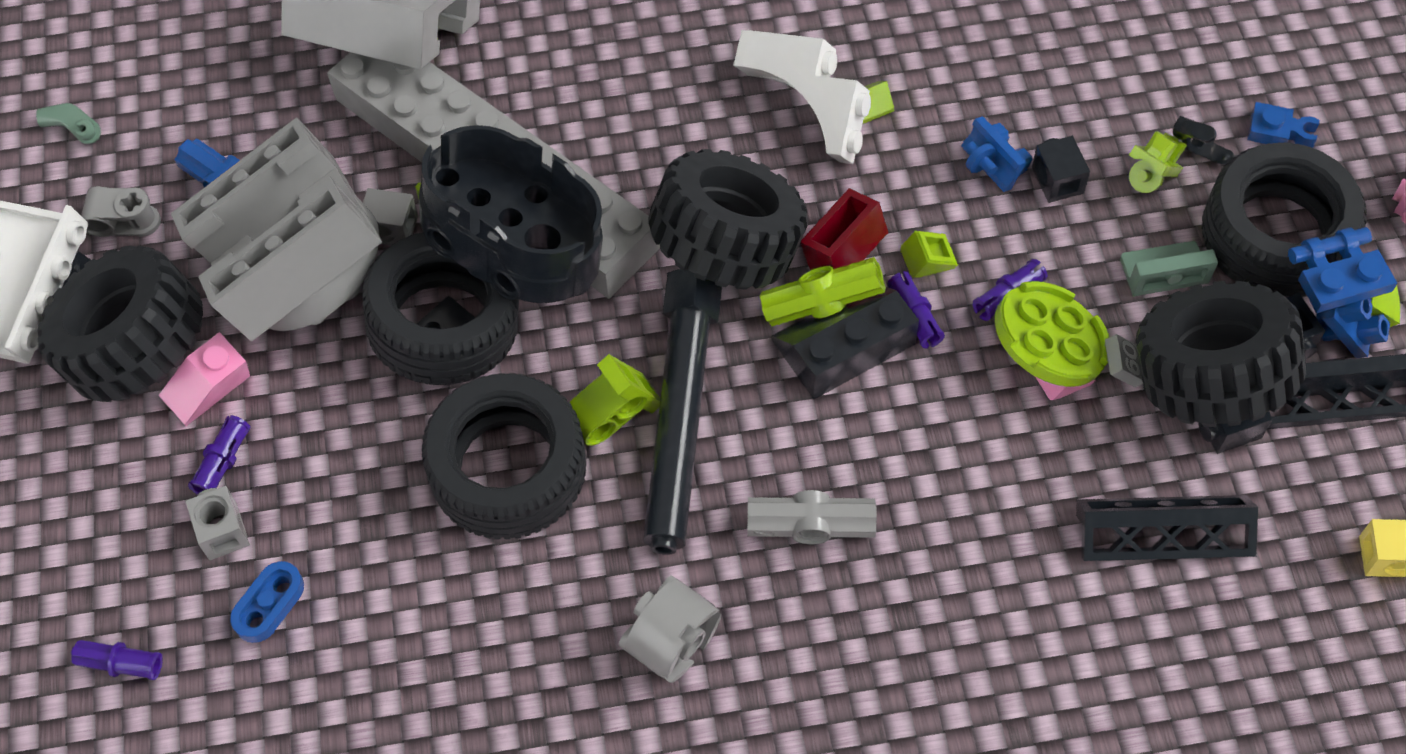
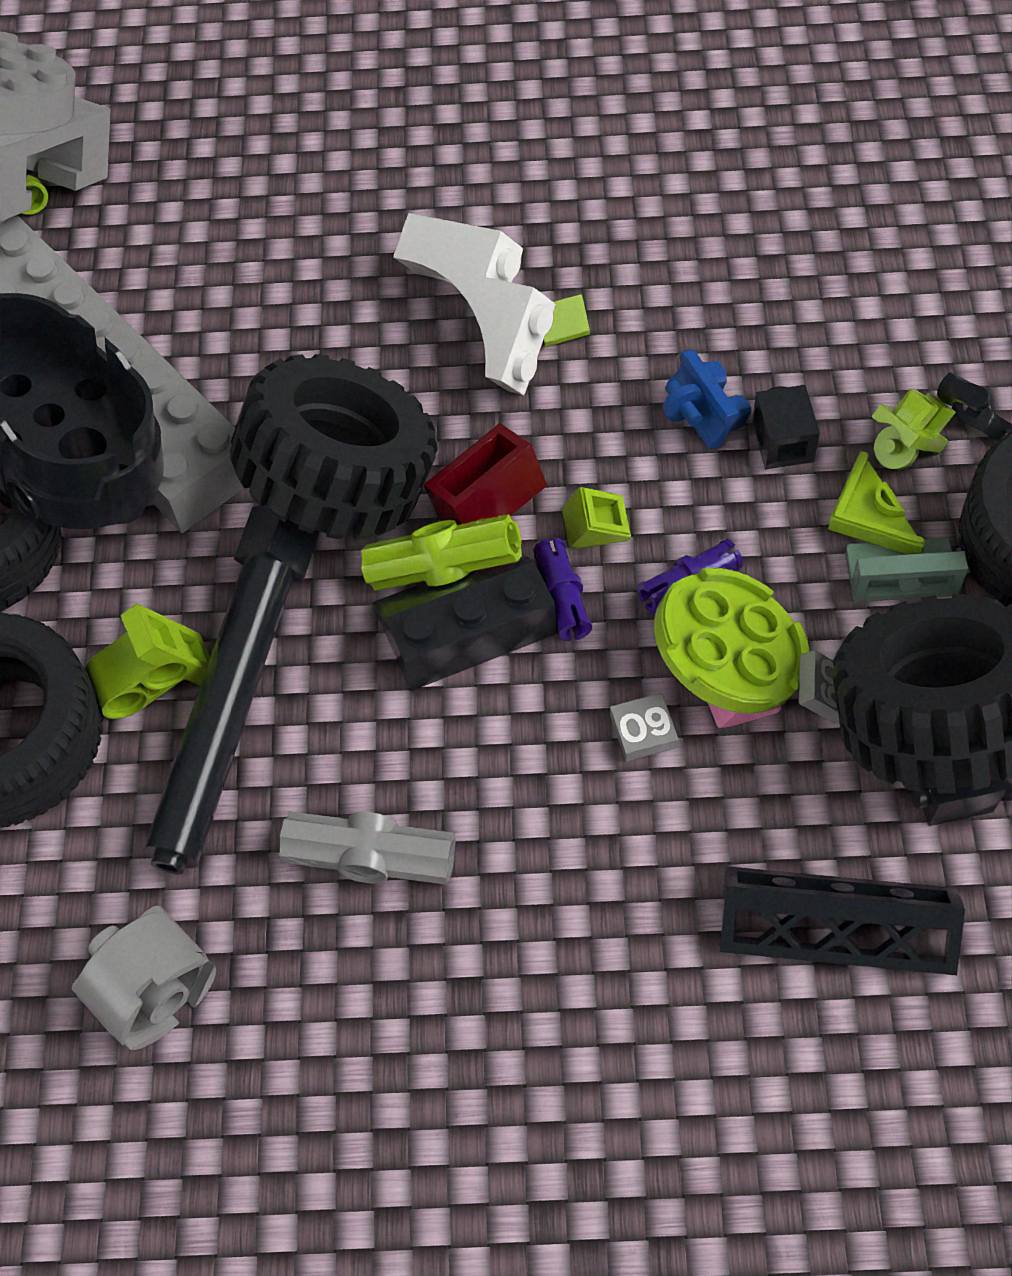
camera: 10 degrees right, 0 degrees up
(996, 405) = (644, 727): none -> light grey tile
(1137, 228) = (872, 512): none -> lime tile

